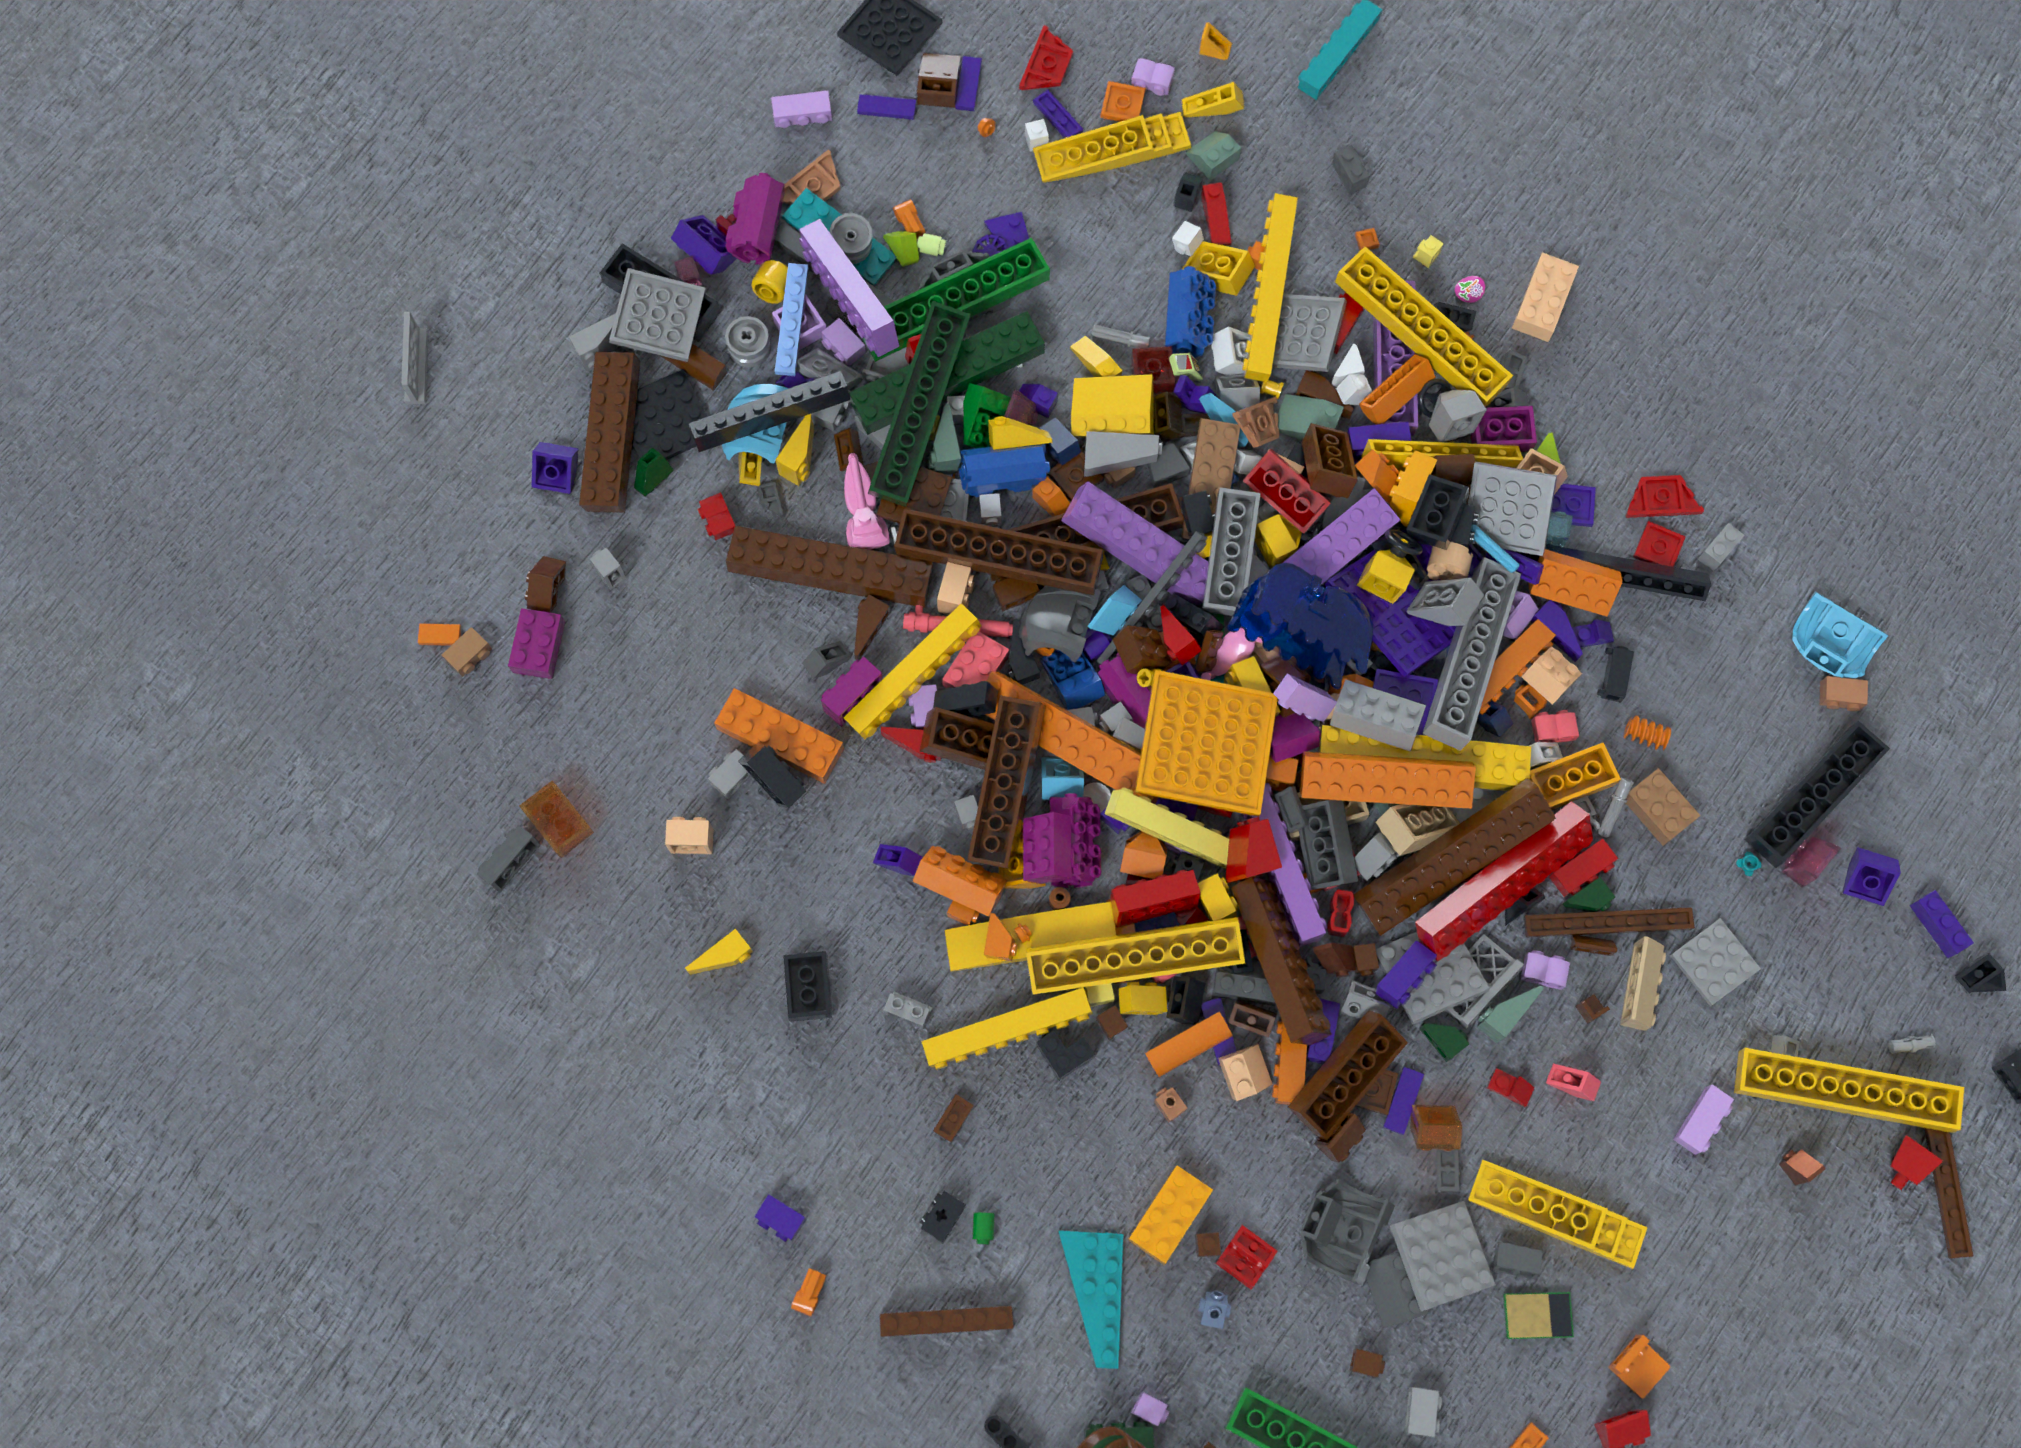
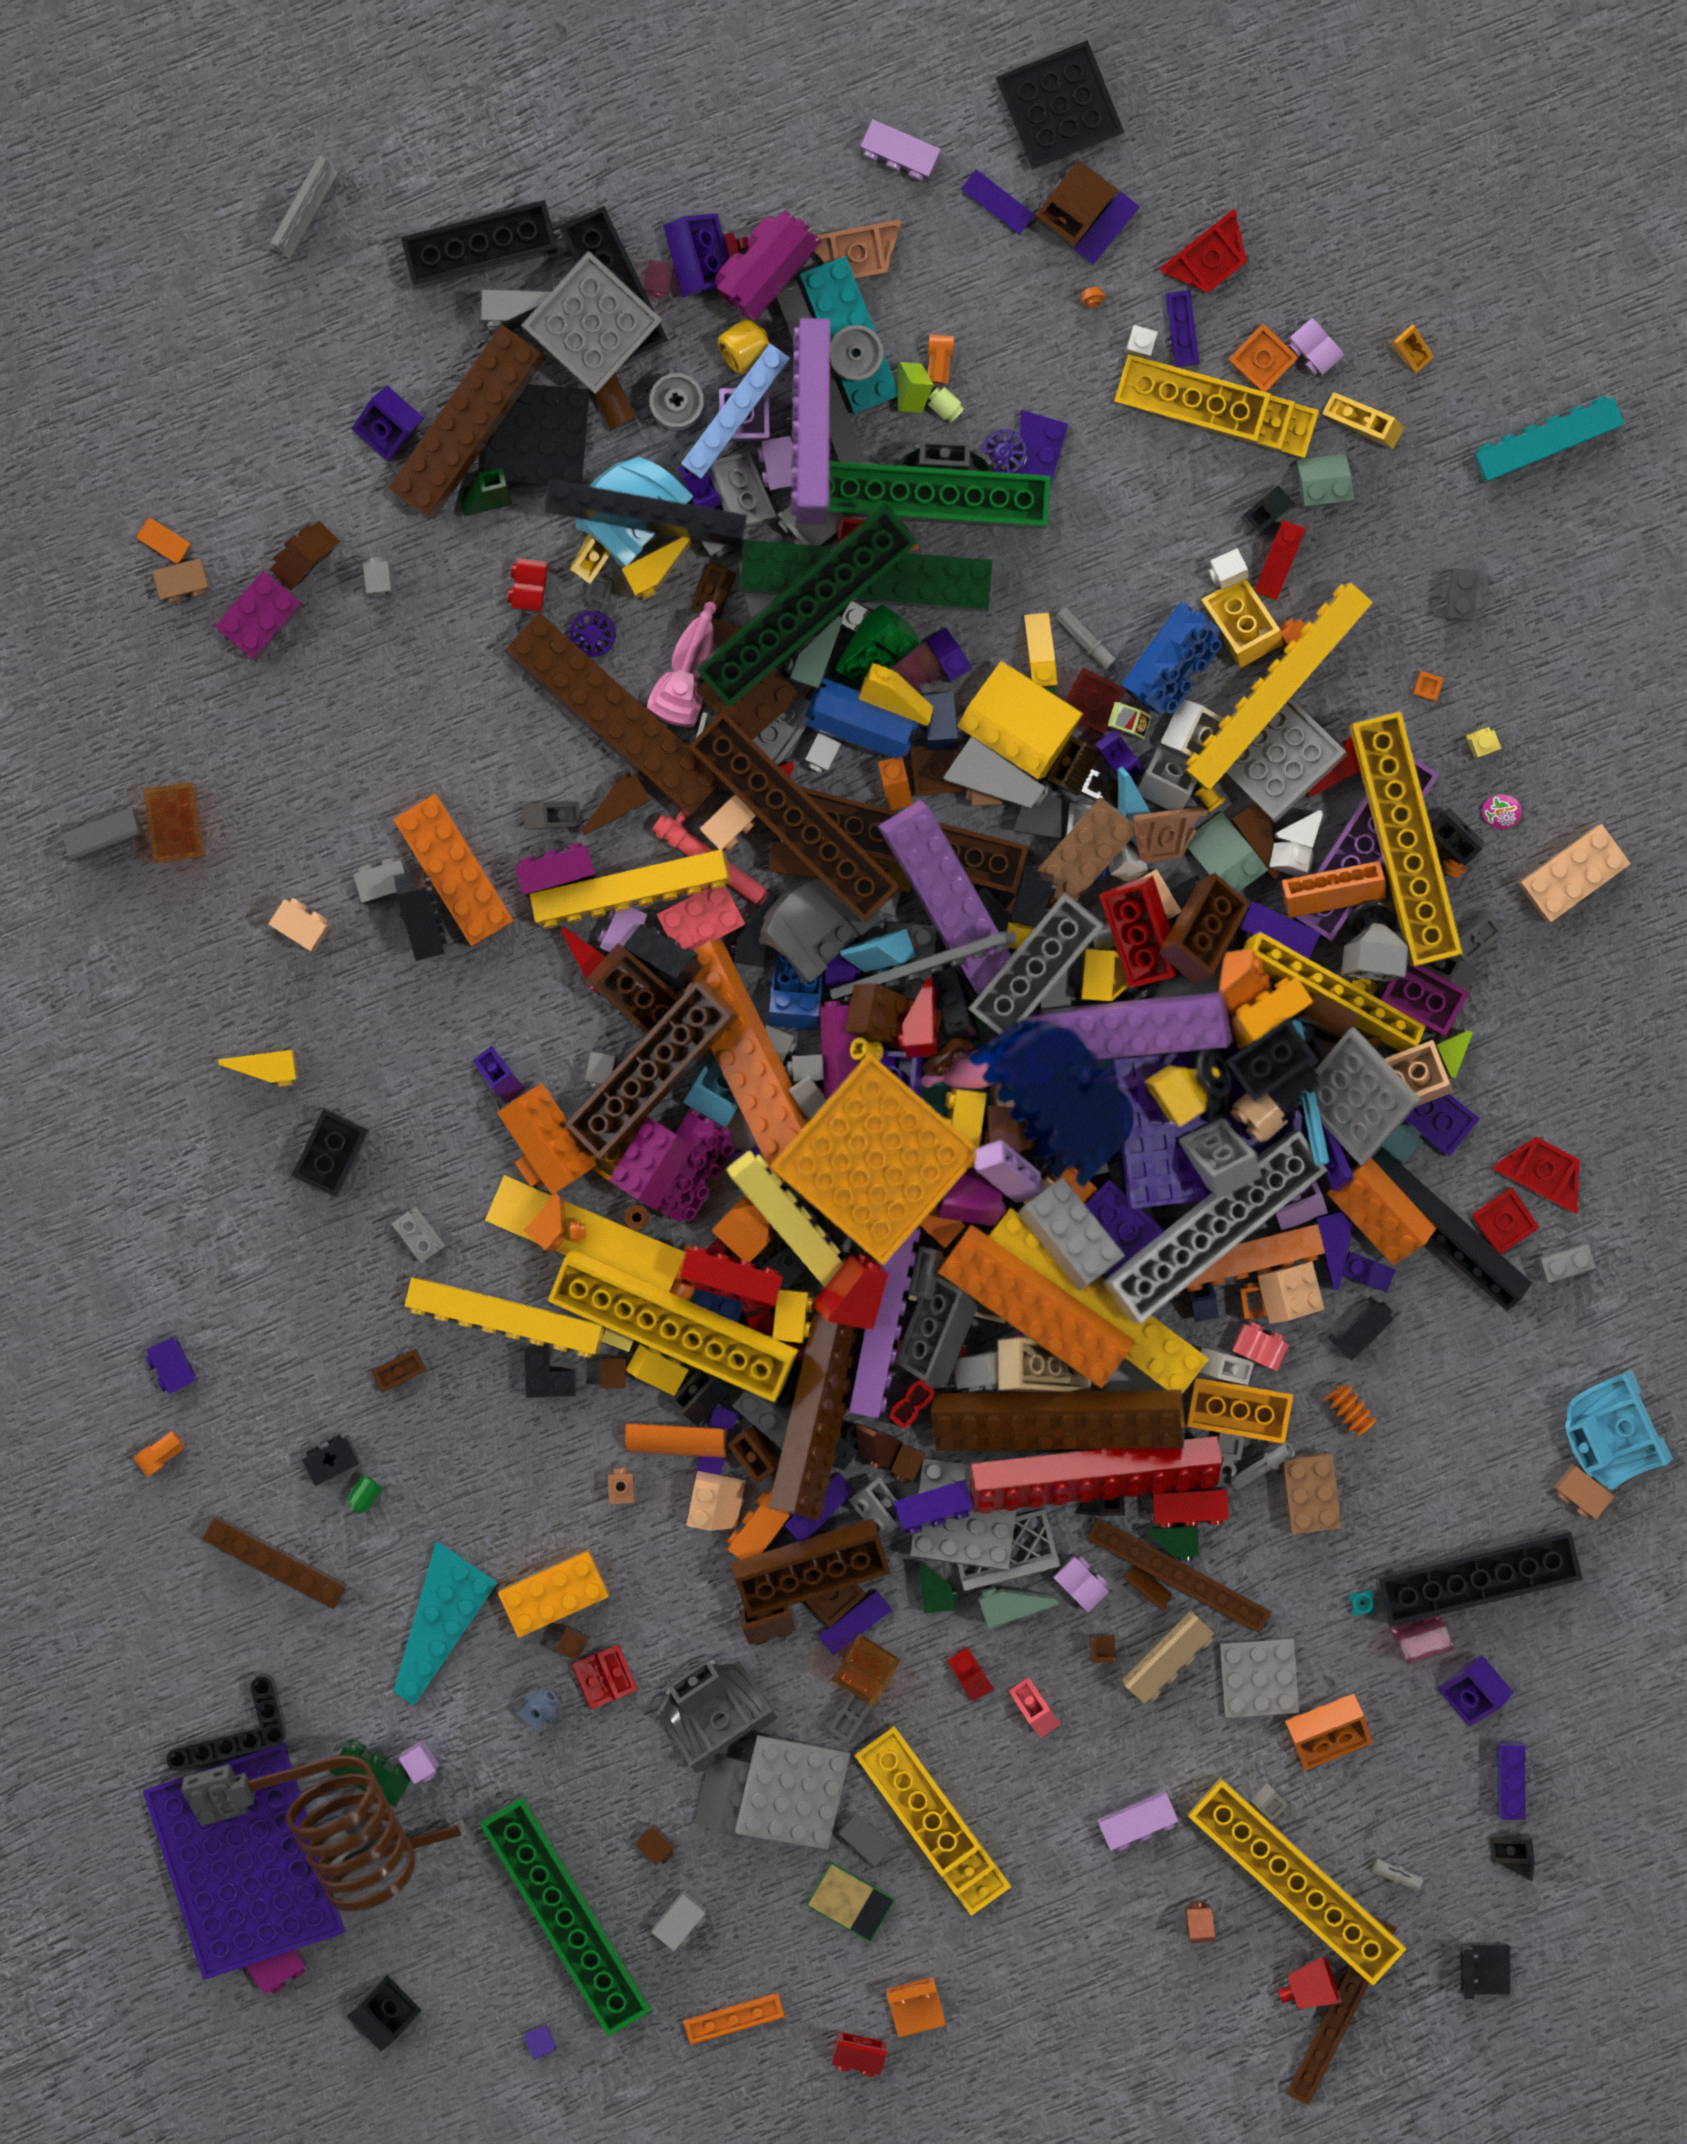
camera: 30 degrees right, 15 degrees up
(551, 317) = (479, 244): none -> black brick
(782, 522) = (593, 633): none -> dark purple wheel
(1792, 968) = (1329, 1732): none -> orange slope

